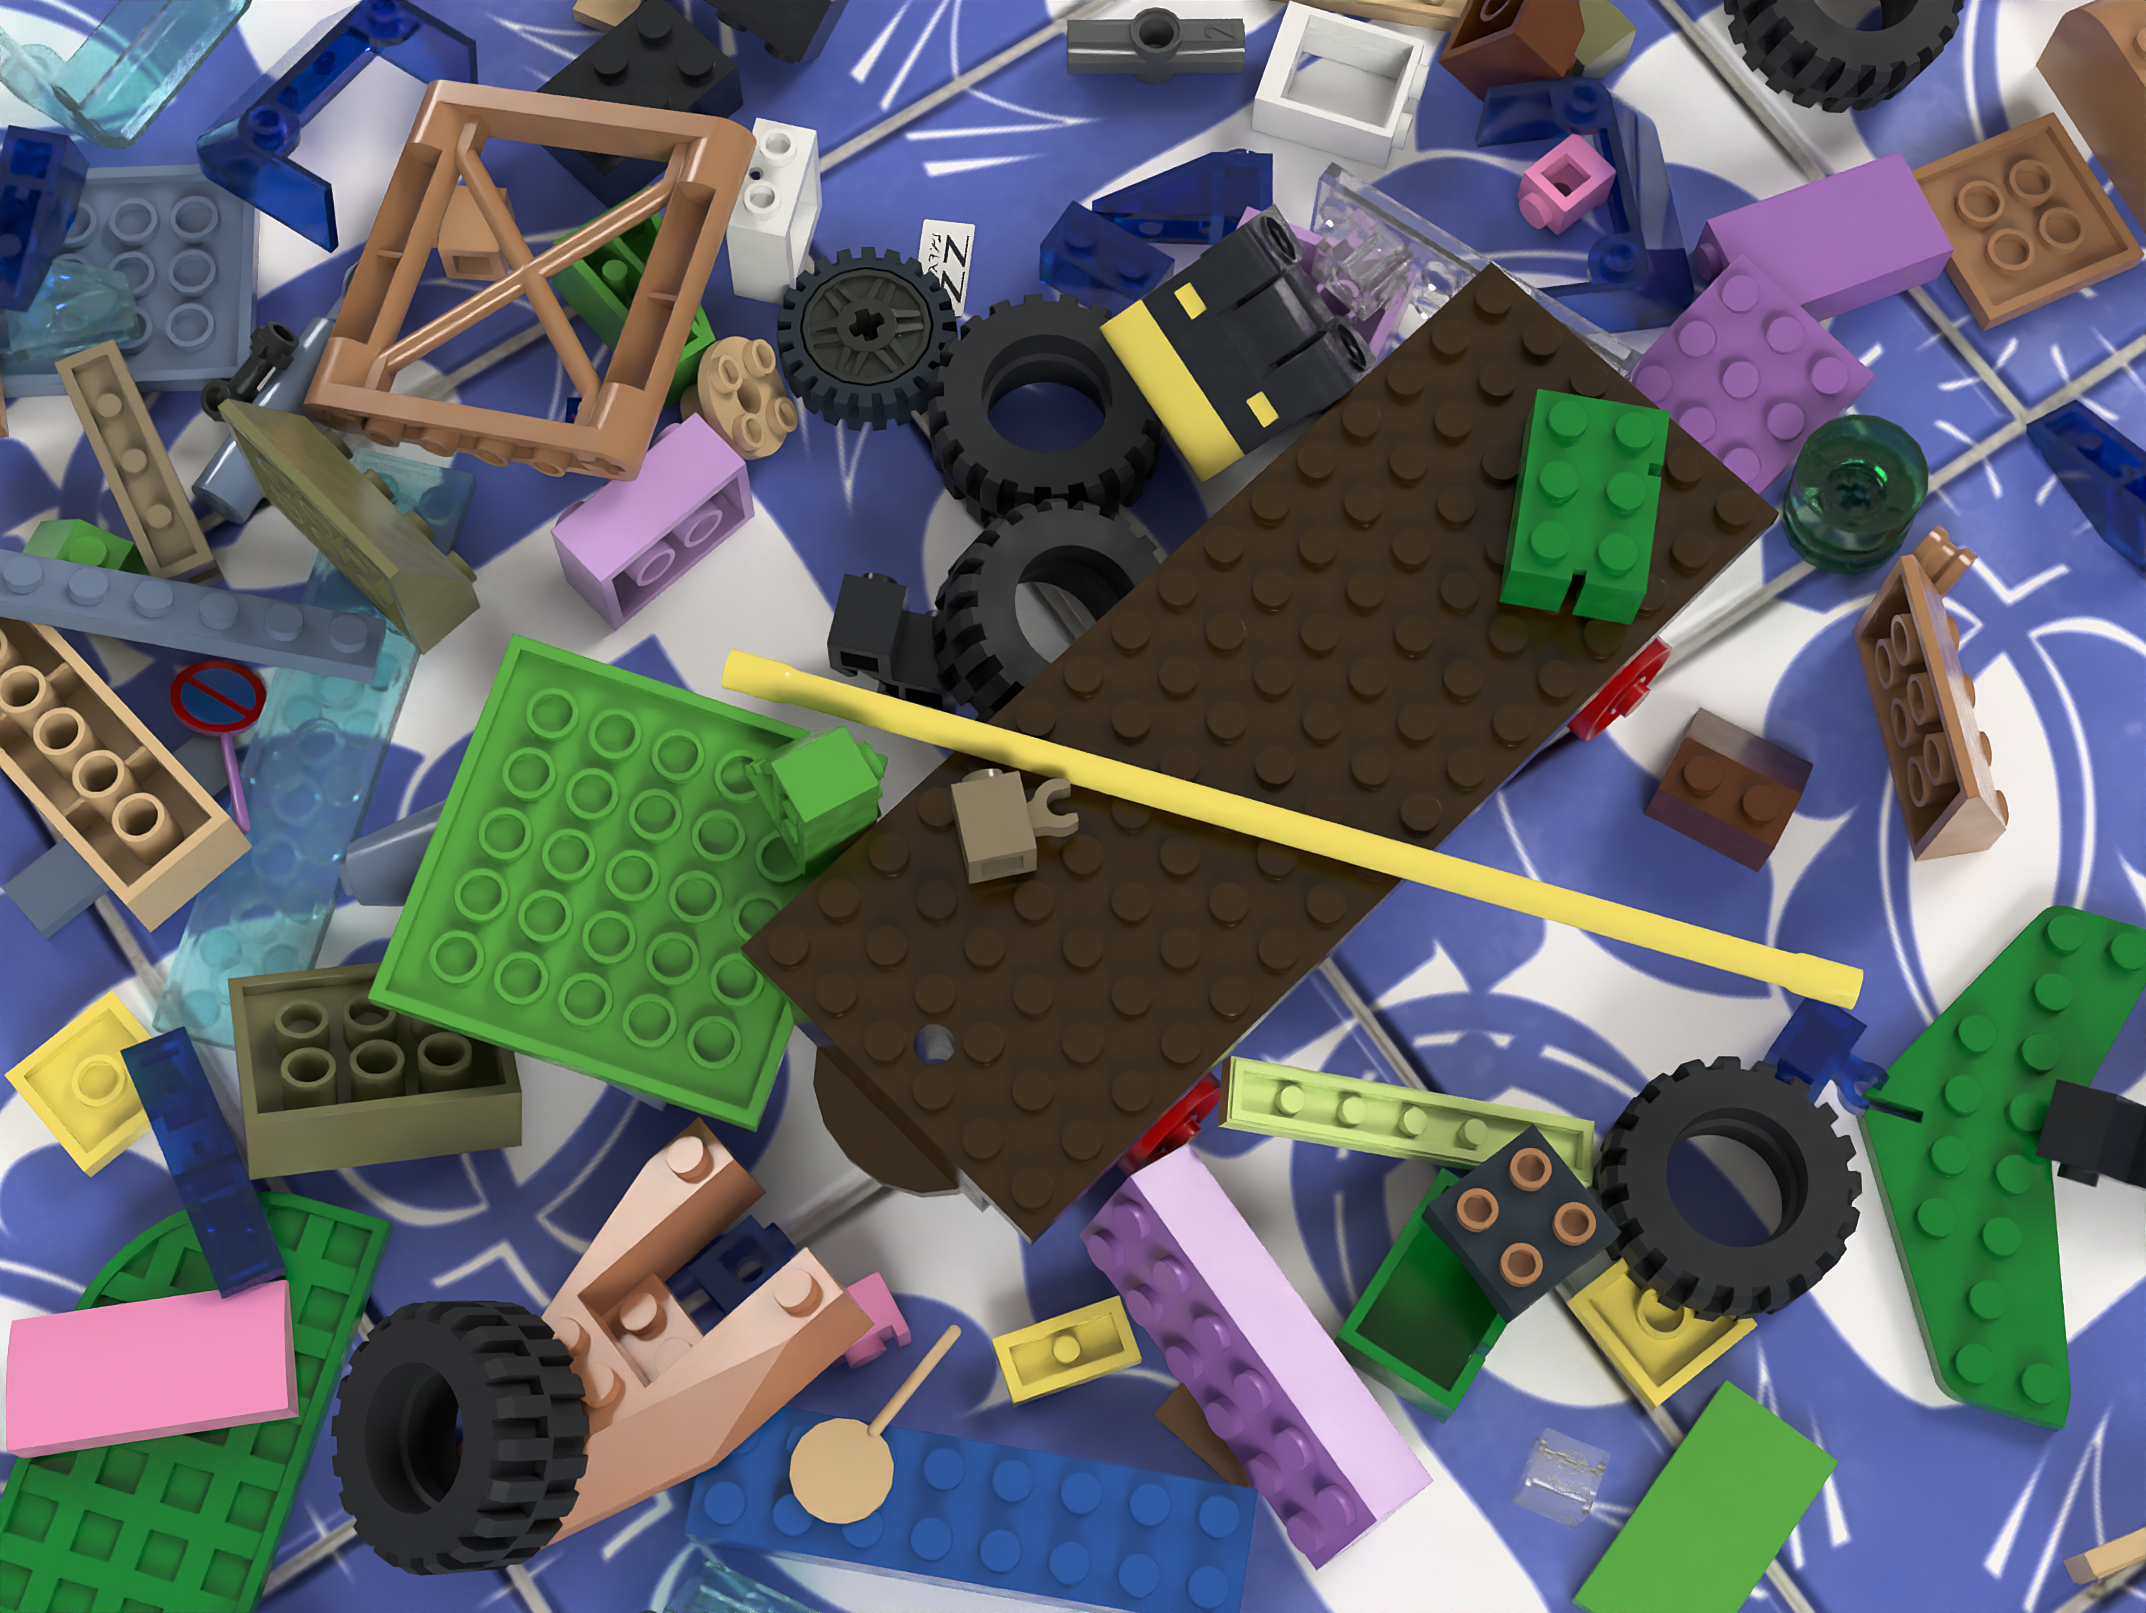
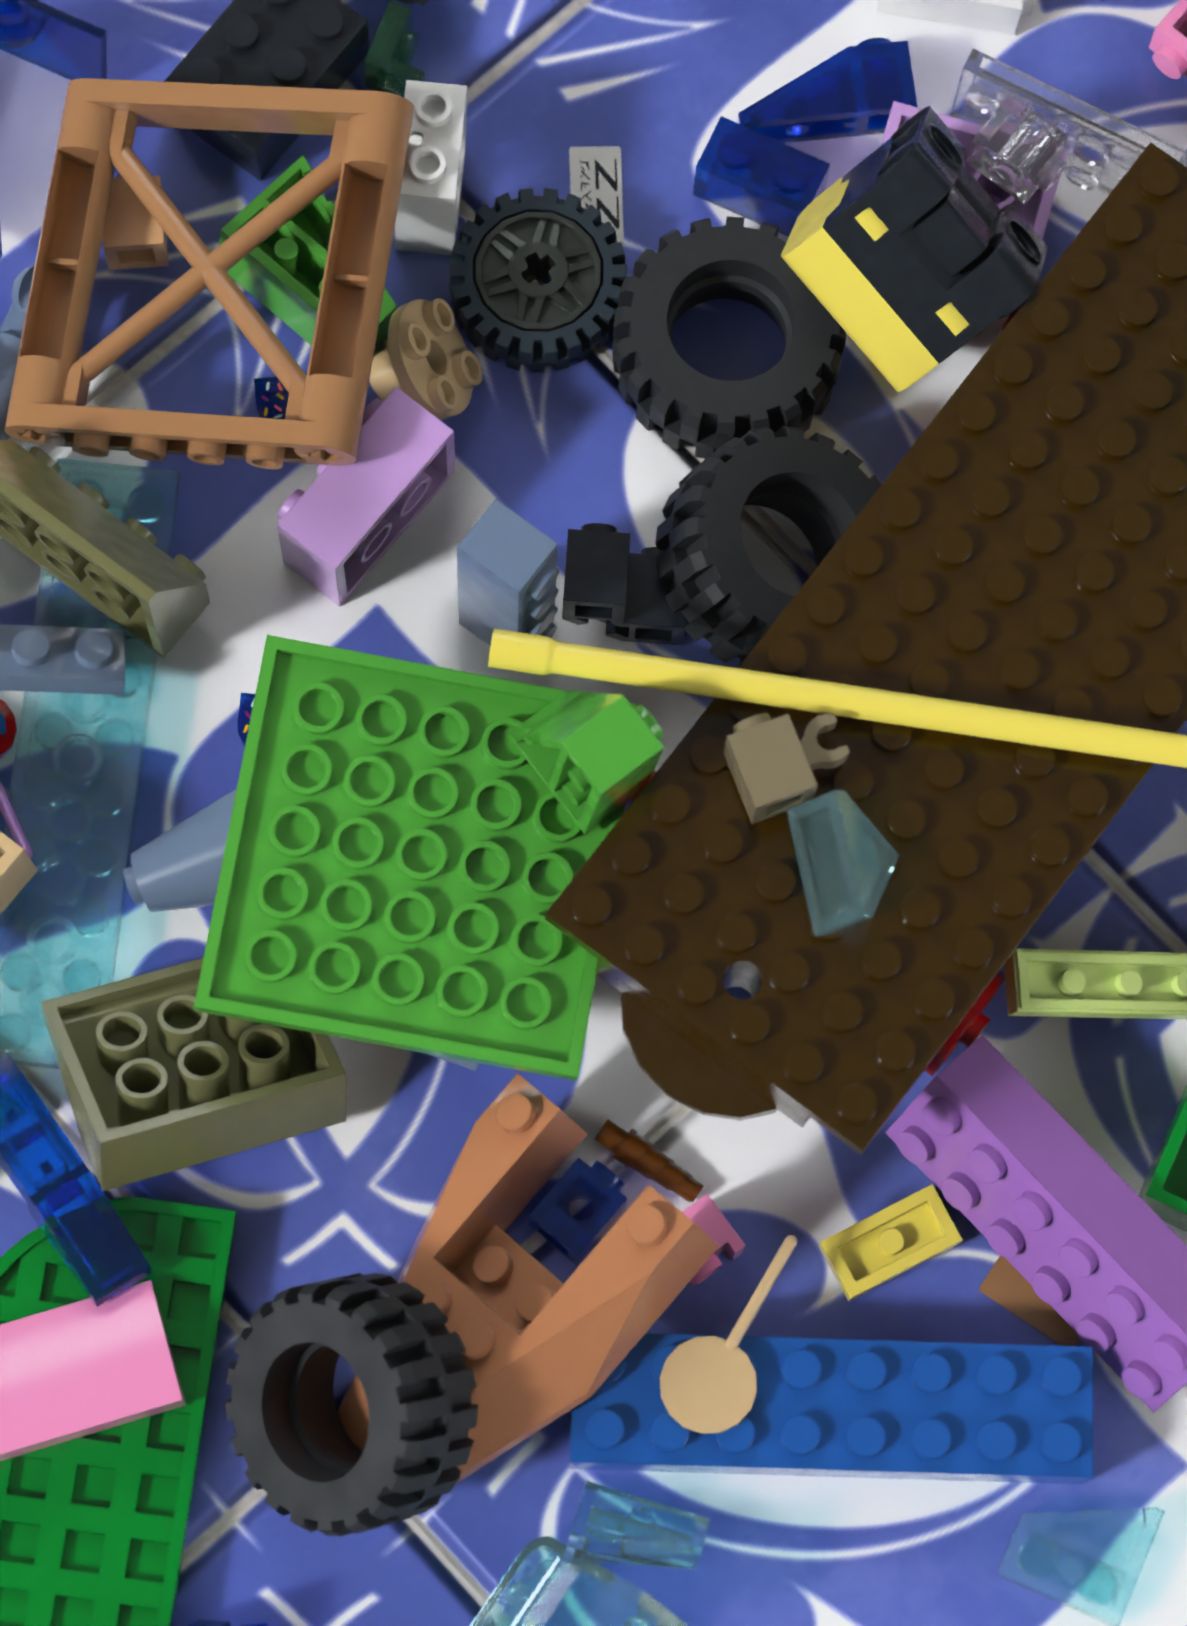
camera: 10 degrees left, 5 degrees up
(763, 94) = (392, 52): none -> clear green bracket
(771, 603) = (506, 576): none -> sand blue brick
(823, 1225) = (643, 1157): none -> reddish brown animal
(1053, 932) = (839, 861): none -> clear light blue slope

